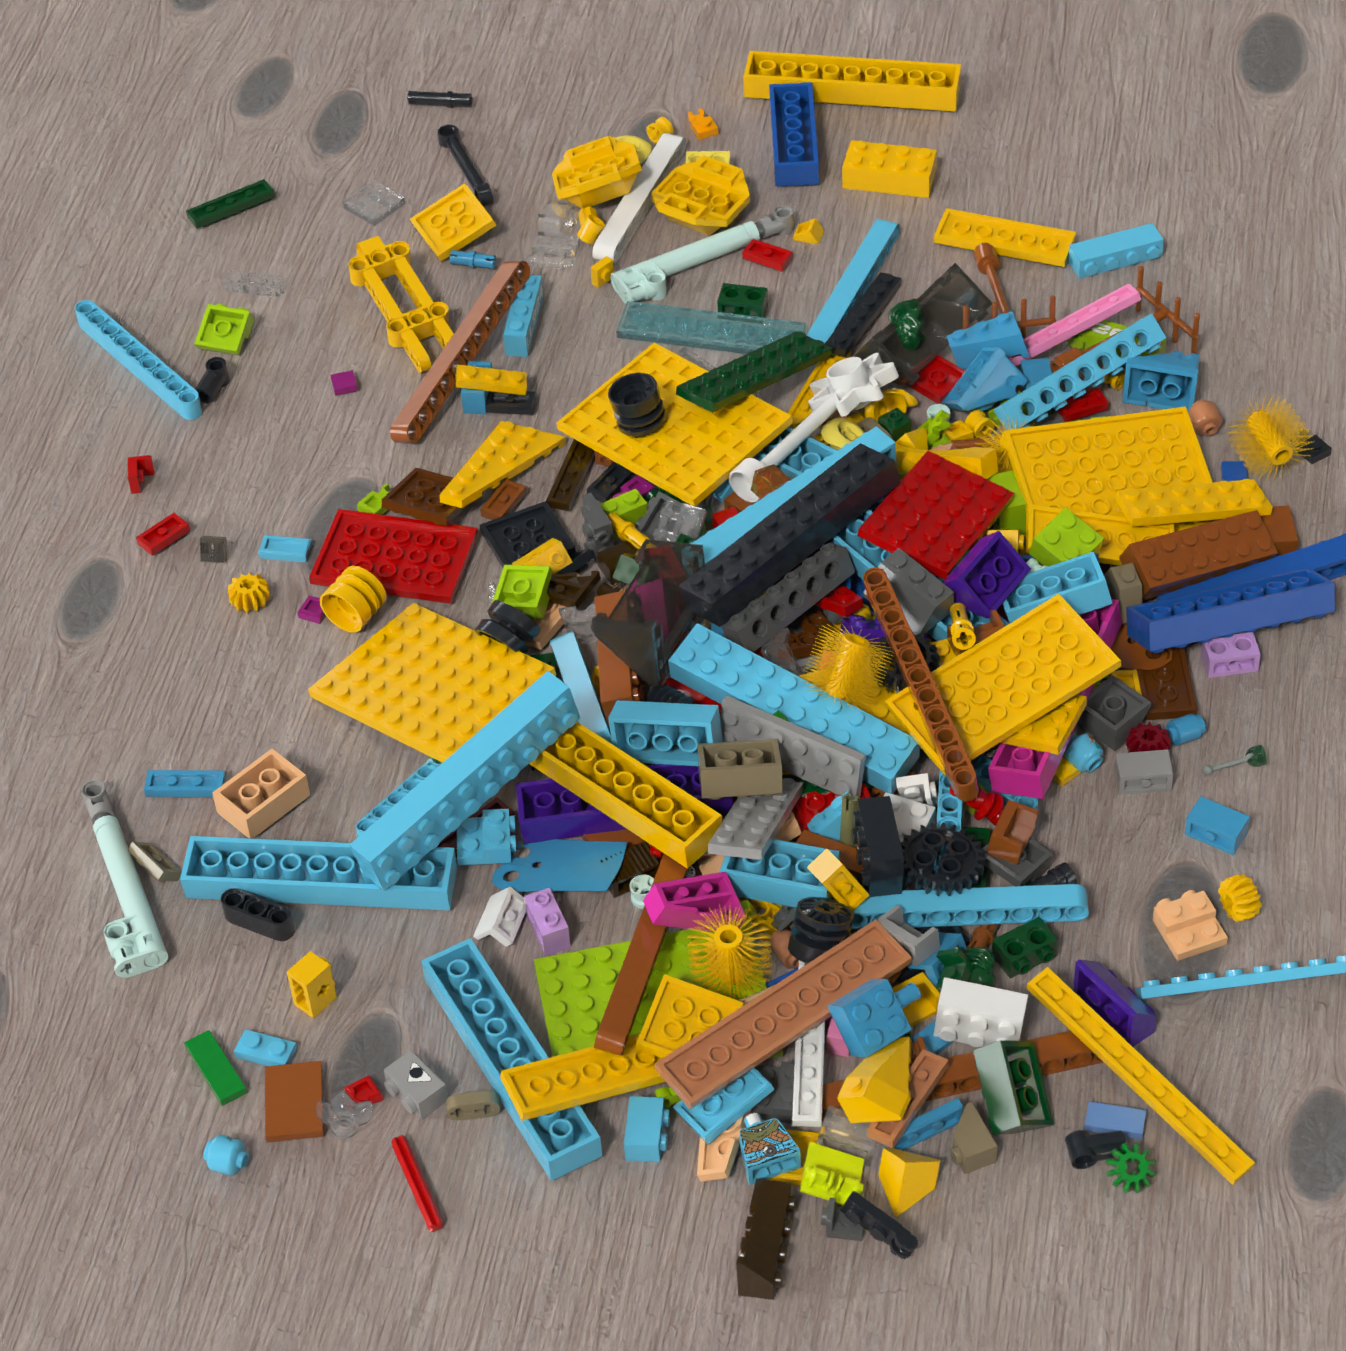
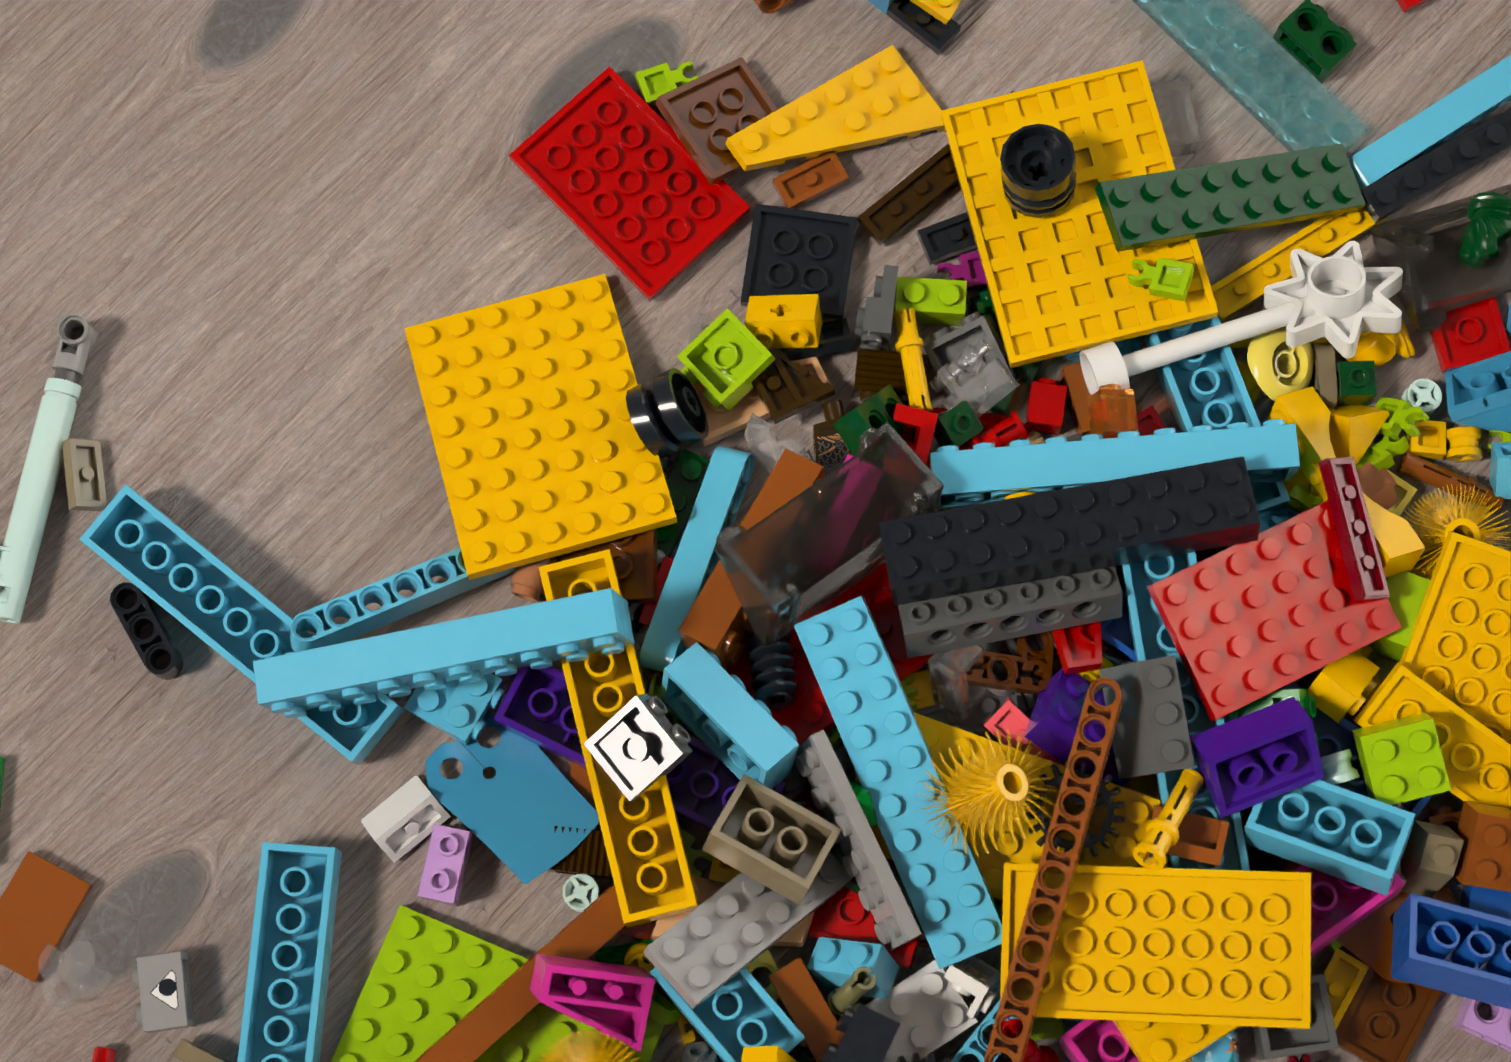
camera: 30 degrees right, 30 degrees up
(183, 783) = (186, 379): dark azure plate -> none
(213, 549) = (431, 33): clear smoke tile -> none
(248, 592) = (420, 122): yellow gear -> none
(261, 794) = (251, 461): light nougat brick -> none
(264, 1049) = (46, 823): medium azure plate -> none
(285, 548) = (516, 82): medium azure tile -> none
(311, 610) = (490, 203): magenta tile -> none
(312, 984) = (134, 784): yellow brick -> none
(353, 599) = (531, 232): yellow wheel -> none
(364, 1090) = (113, 954): red tile -> none
(623, 755) = (639, 745): none -> plate
(749, 414) = (1166, 280): none -> lime plate
(950, 456) = (1354, 529): none -> dark red tile

